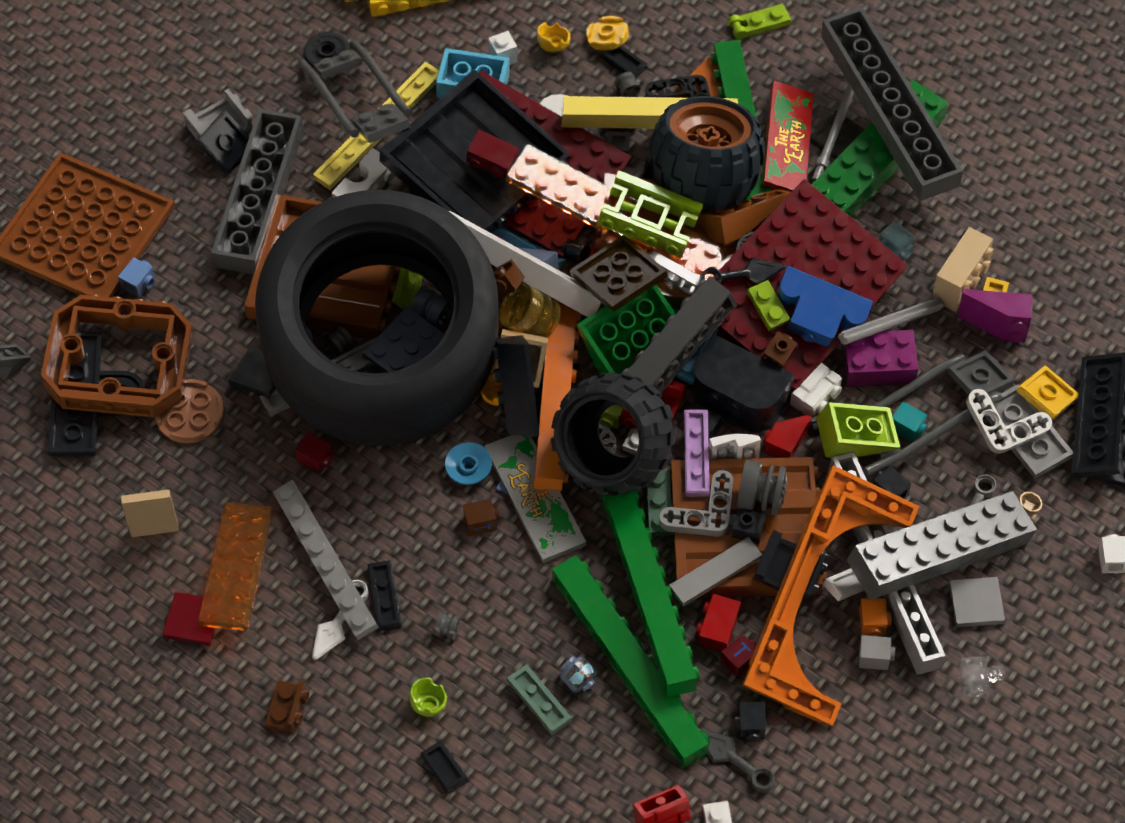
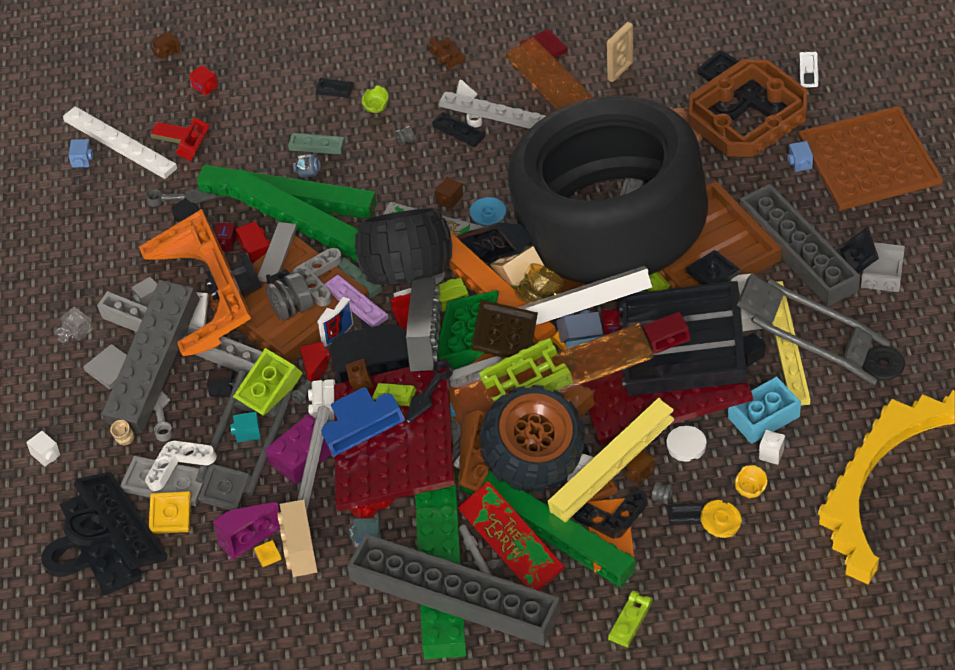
camera: 140 degrees right, 10 degrees down
(507, 278) = (568, 276): reddish brown brick -> none

